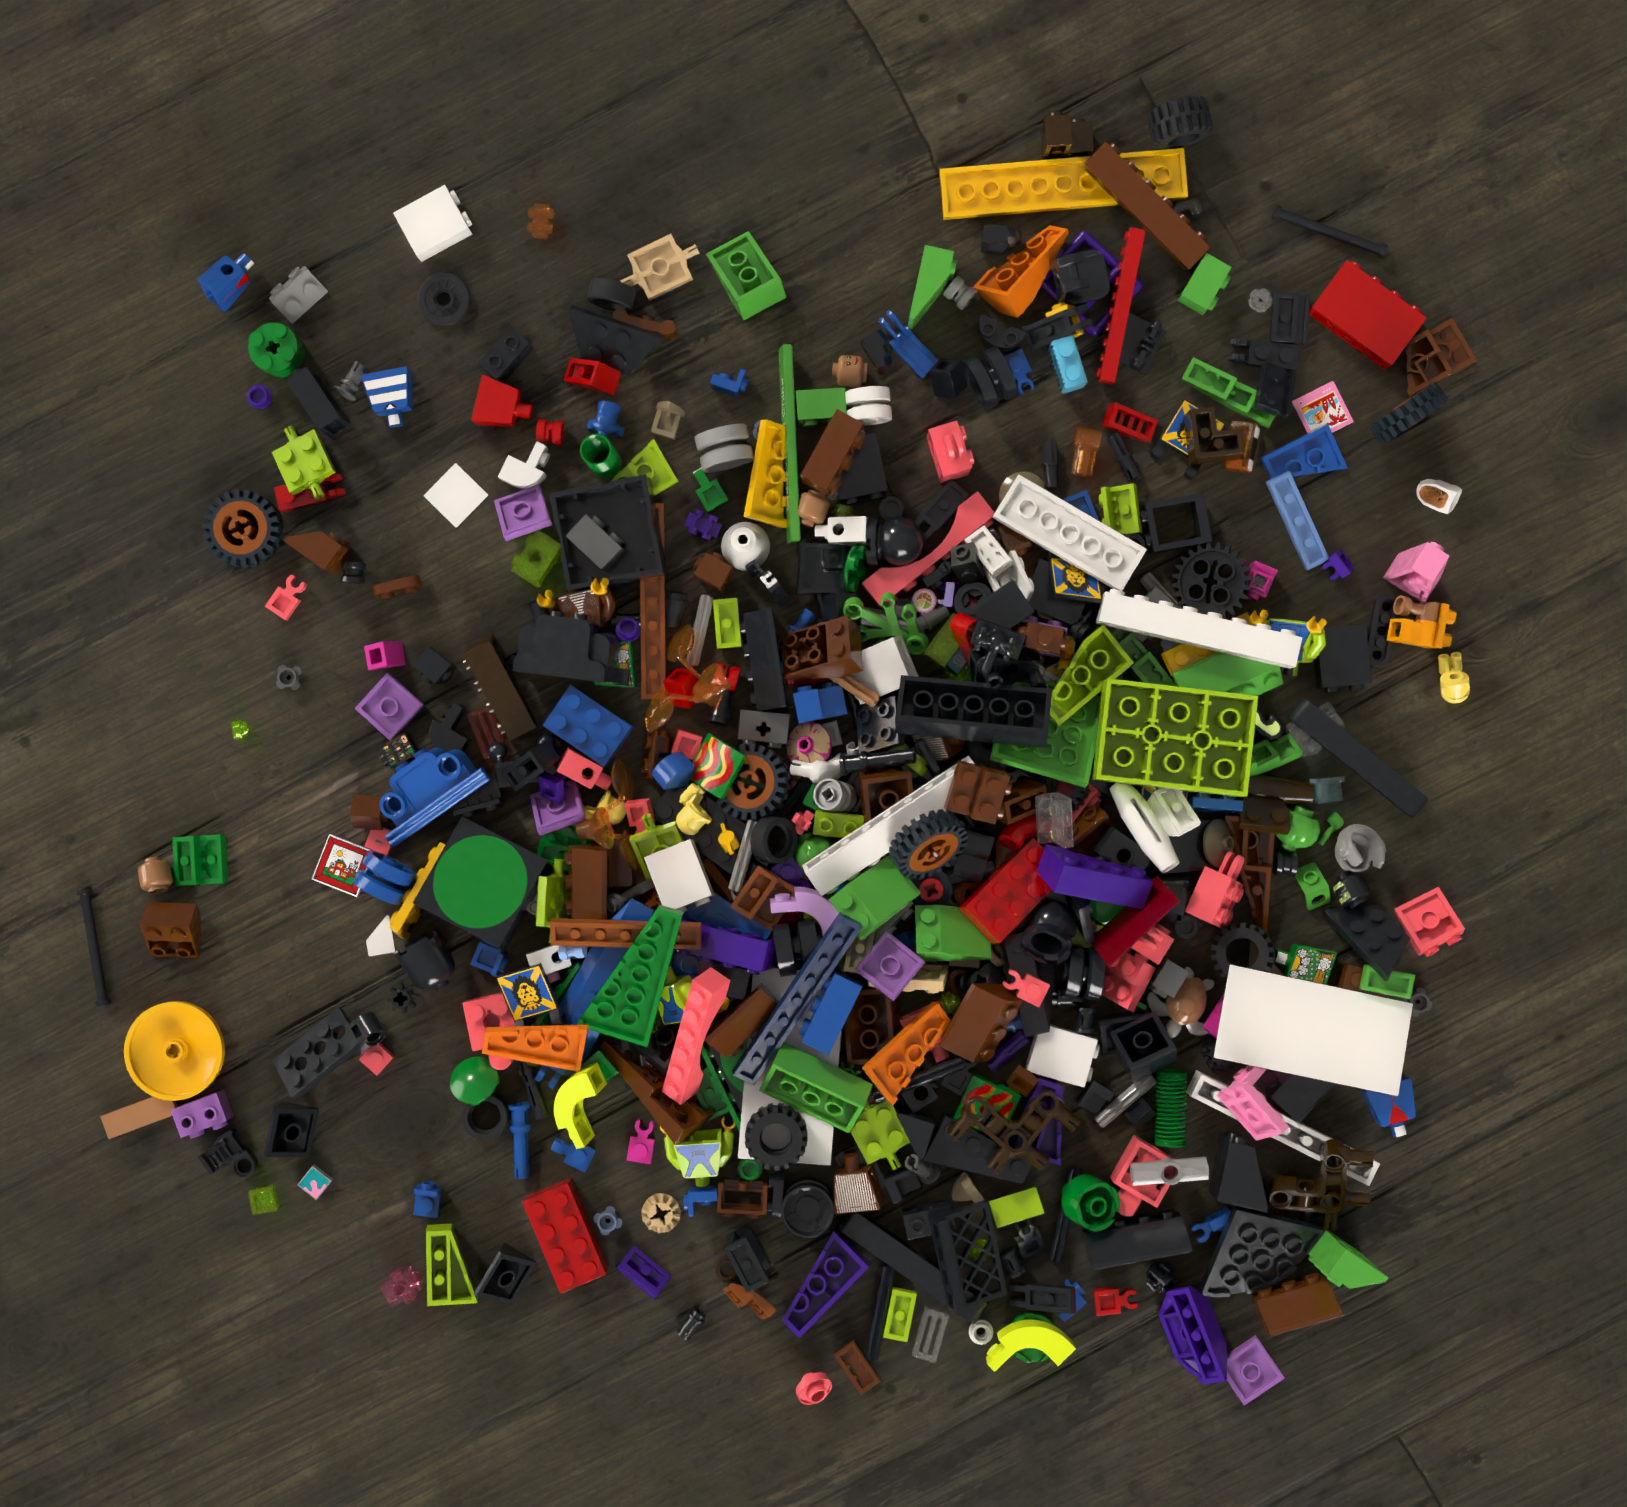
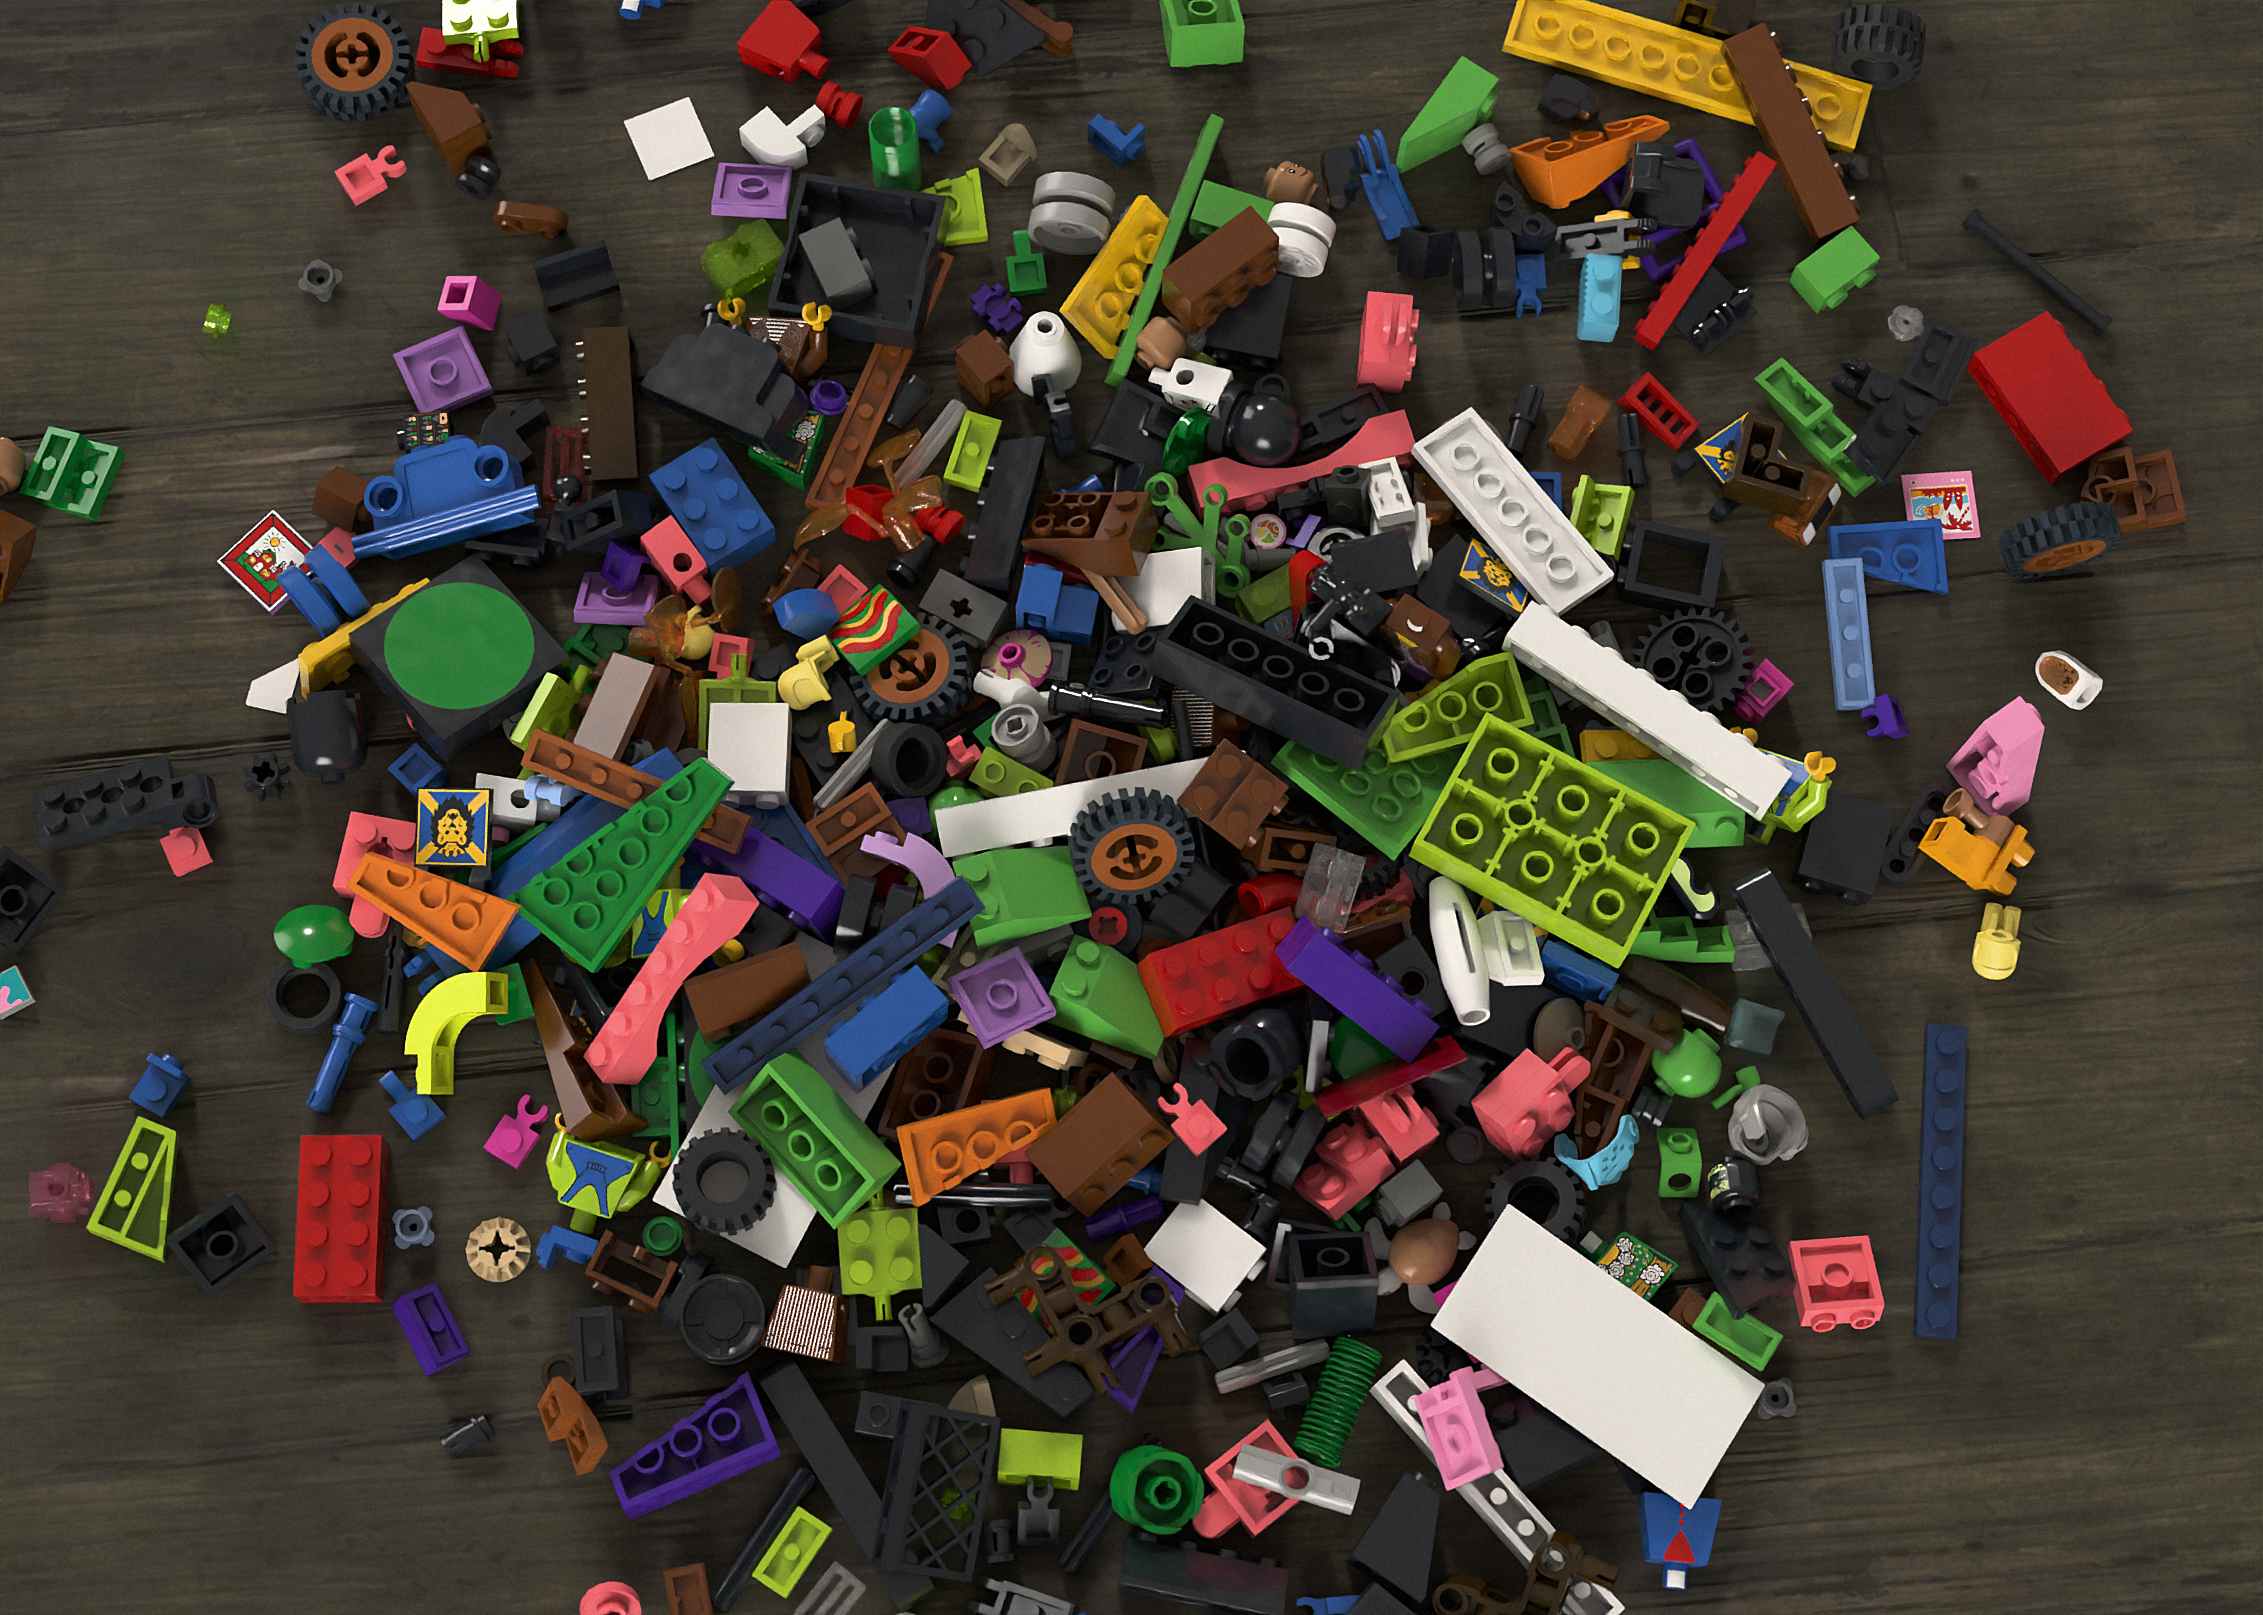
camera: 20 degrees right, 15 degrees down
(441, 612) = (576, 276): none -> black panel
(1274, 920) = (1607, 1164): none -> medium azure helmet
(1467, 834) = (1940, 1181): none -> dark blue plate

